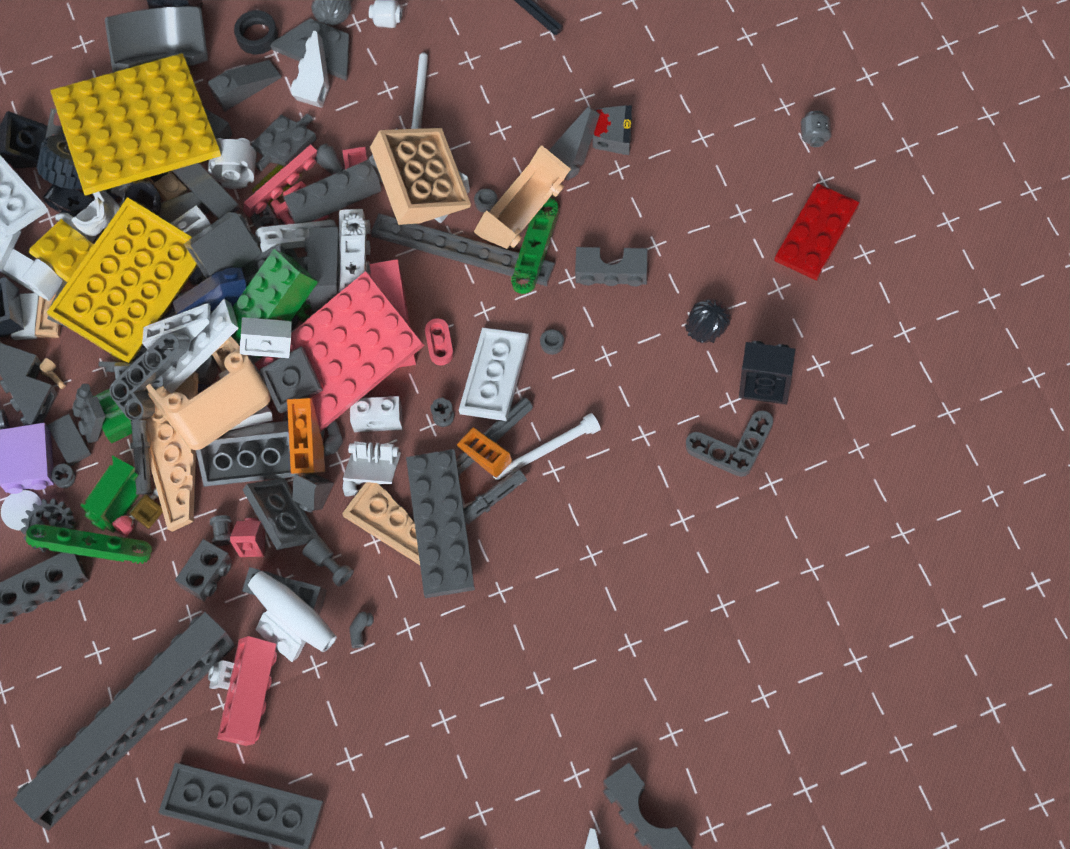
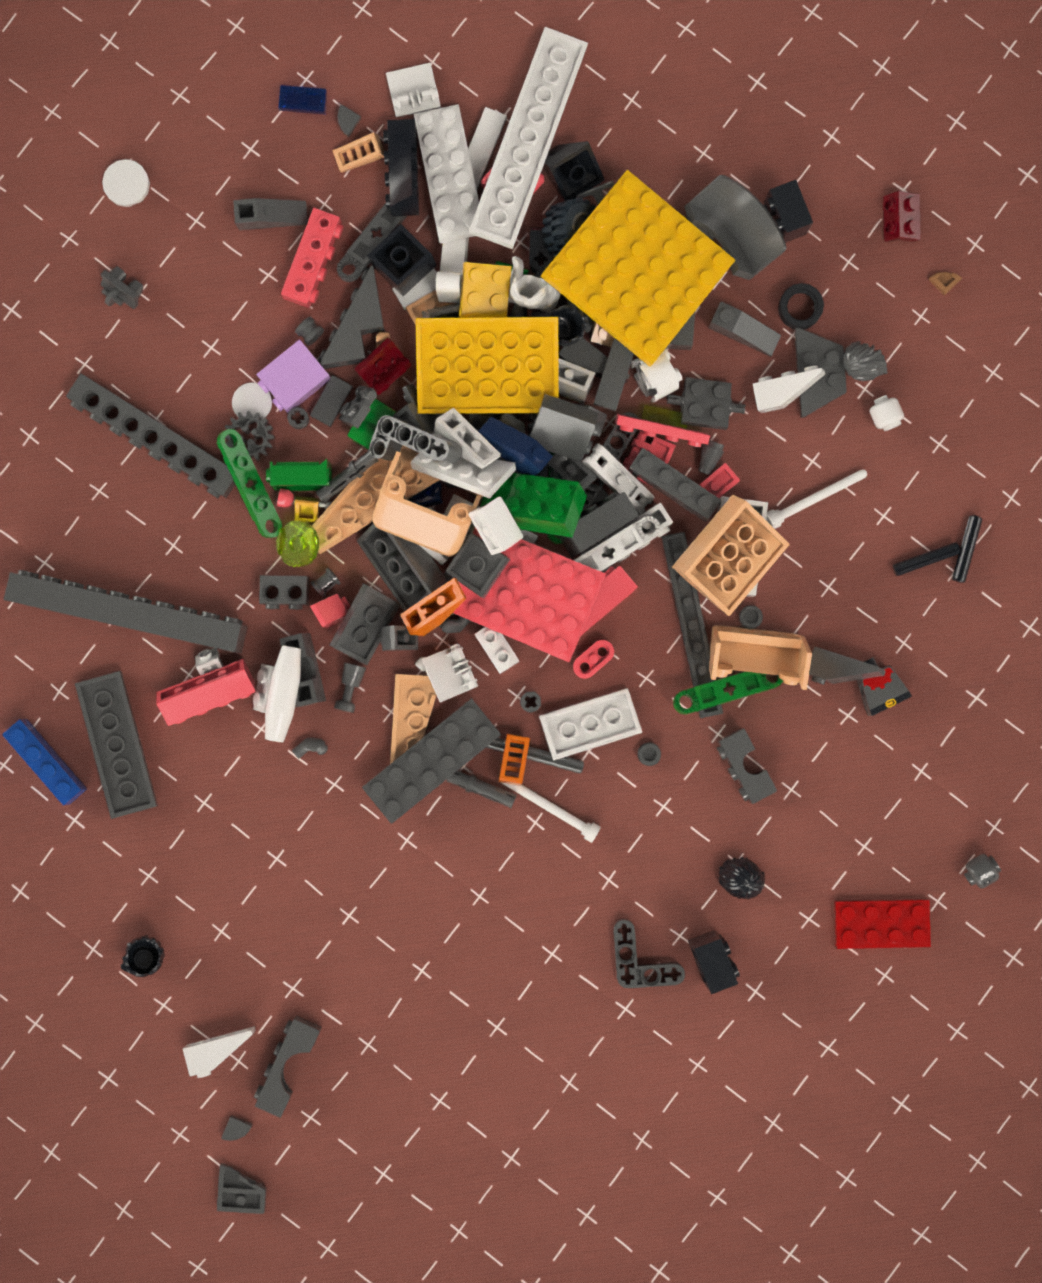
camera: 55 degrees right, 20 degrees up
(68, 375) = (383, 366): none -> dark red bracket
(170, 534) = (297, 544): none -> clear neon green tile
(525, 44) = (926, 559): none -> black axle

